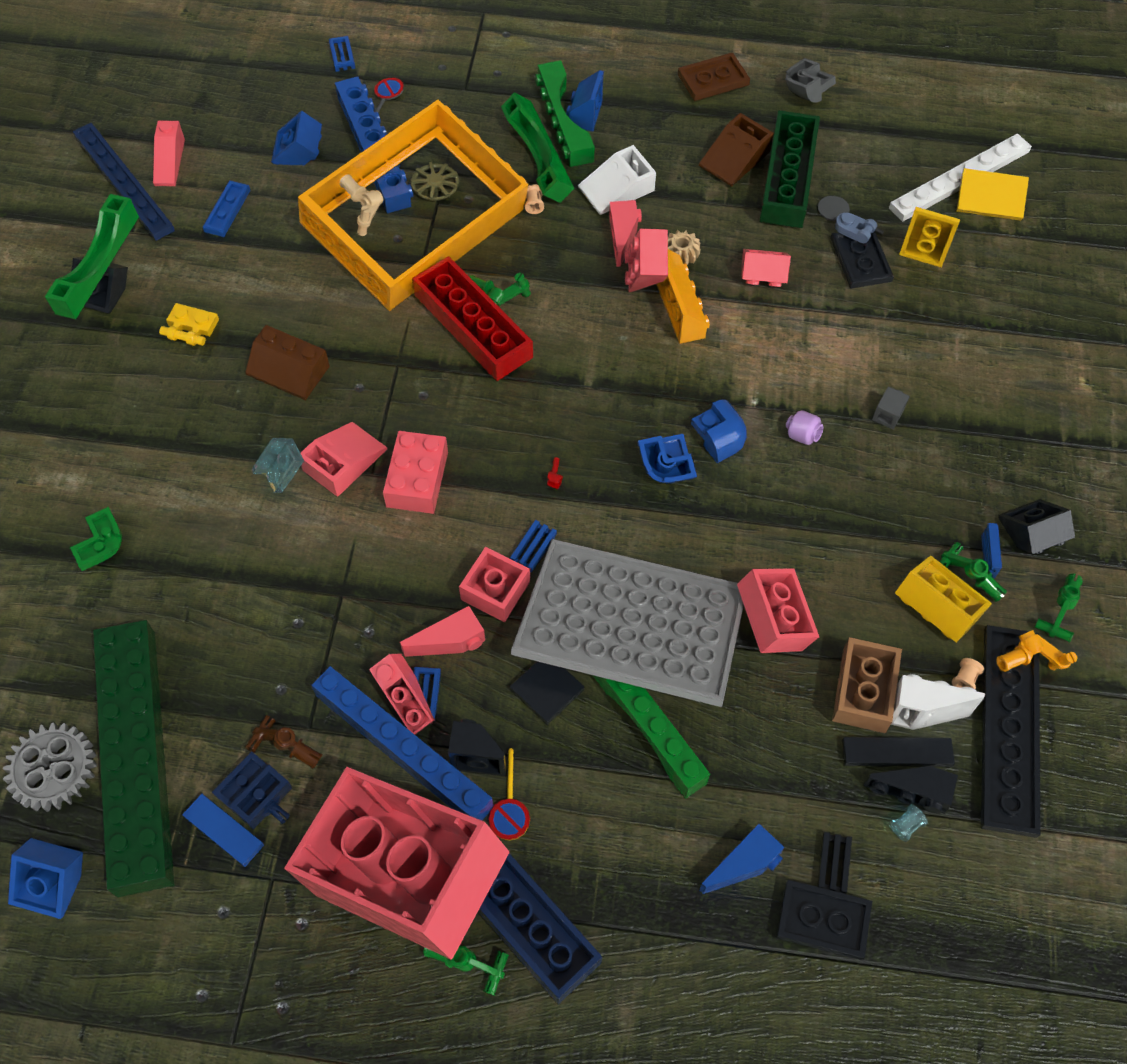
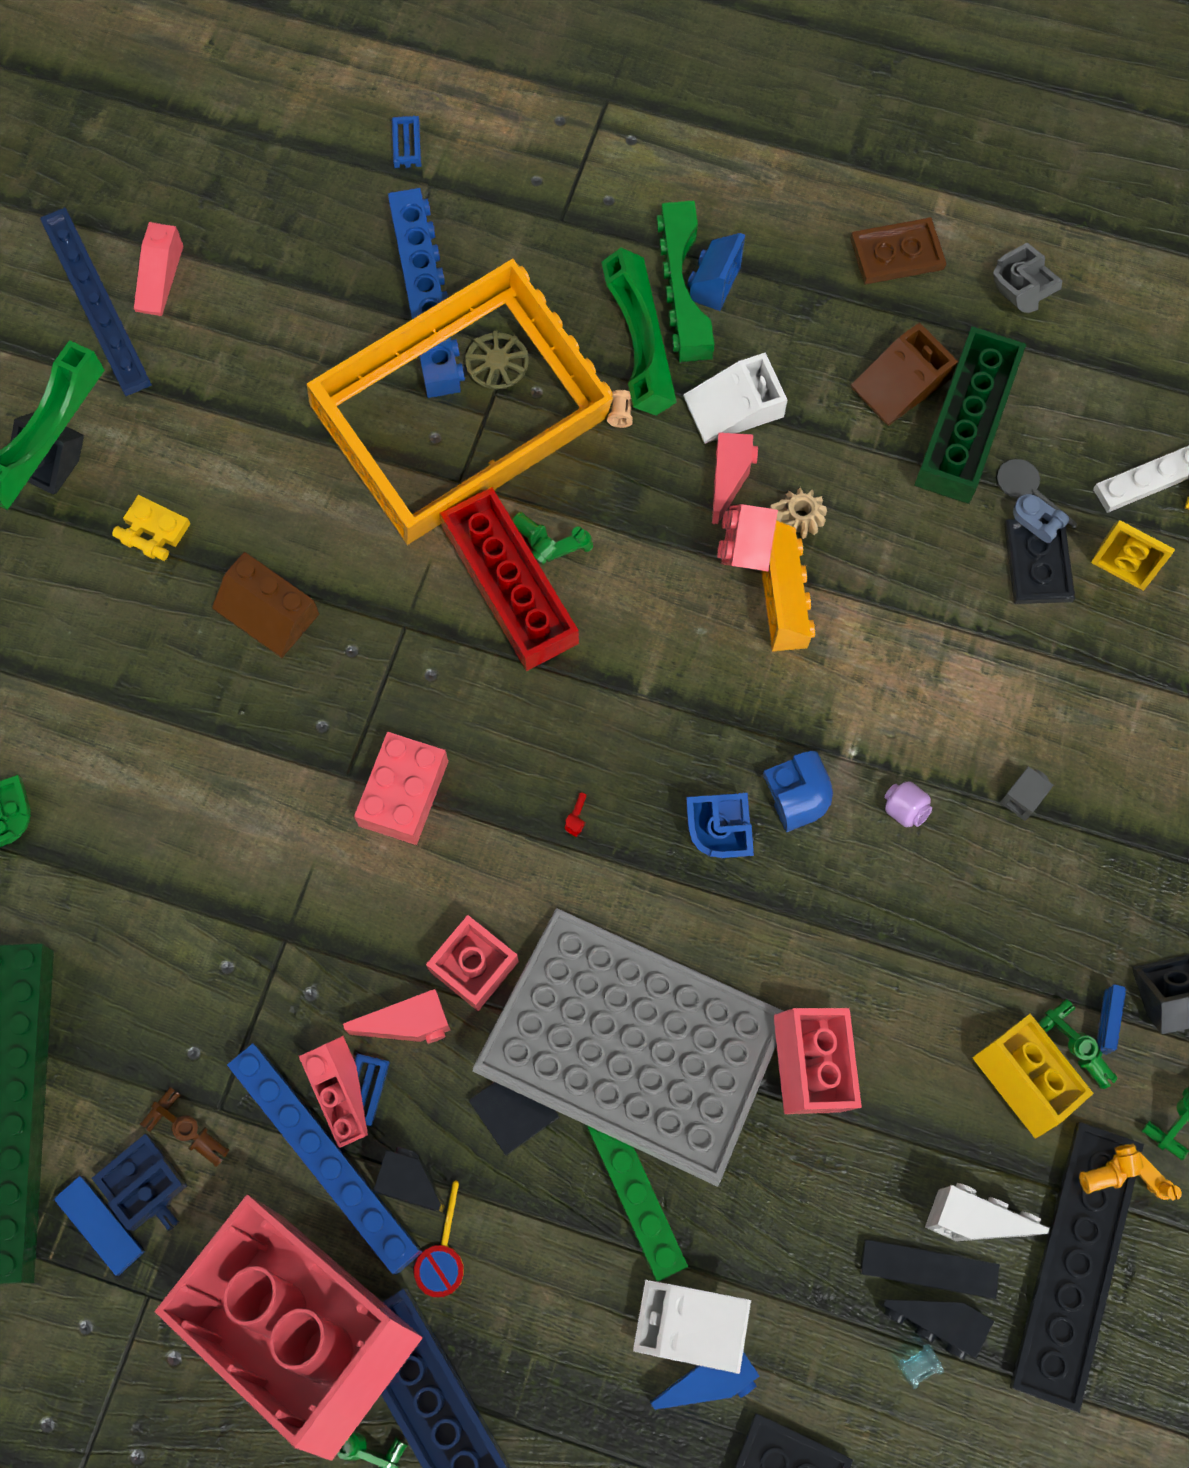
camera: 10 degrees right, 10 degrees up
(226, 208) = (222, 361): blue tile -> none
(279, 463) = (234, 750): clear light blue bracket -> none
(297, 141) = (327, 274): blue slope -> none
(341, 457) = (313, 750): coral slope -> none
(369, 200) = (398, 403): tan pin -> none
(388, 89) = (458, 207): piece -> none
(525, 541) = (548, 892): blue tile -> none
(723, 816) = (692, 1326): none -> white slope
(765, 266) = (906, 557): coral slope -> none
(837, 839) = (833, 1401): black tile -> none
(867, 685) = (908, 1179): medium nougat brick -> none
(968, 673) = (1039, 1184): light nougat bush -> none

